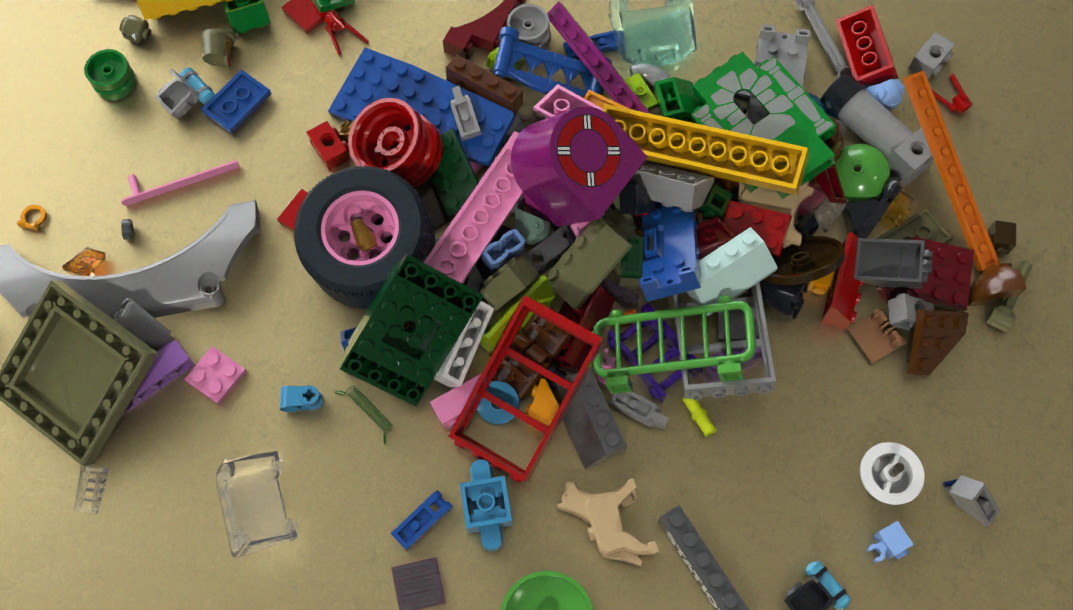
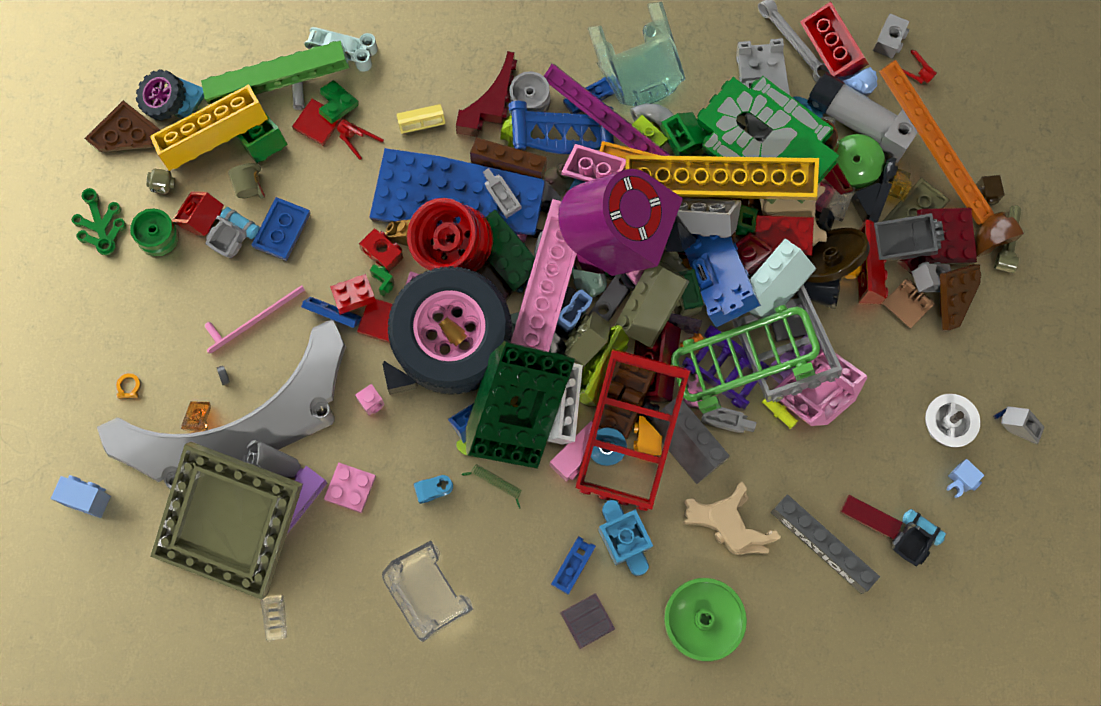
camera: 20 degrees left, 5 degrees up
(62, 76) = (99, 224): none -> green plant
(157, 67) = (198, 213): none -> red slope
(257, 193) = (331, 311): none -> blue tile
(265, 290) = (370, 400): none -> bright pink brick
(284, 180) = (352, 294): none -> plate
(298, 278) = (397, 380): none -> black slope
(319, 168) = (382, 275): none -> green bracket
(411, 28) = (420, 118): none -> light yellow piece
(756, 413) = (828, 400): none -> bright pink slope
(770, 558) = (871, 517): none -> dark red tile

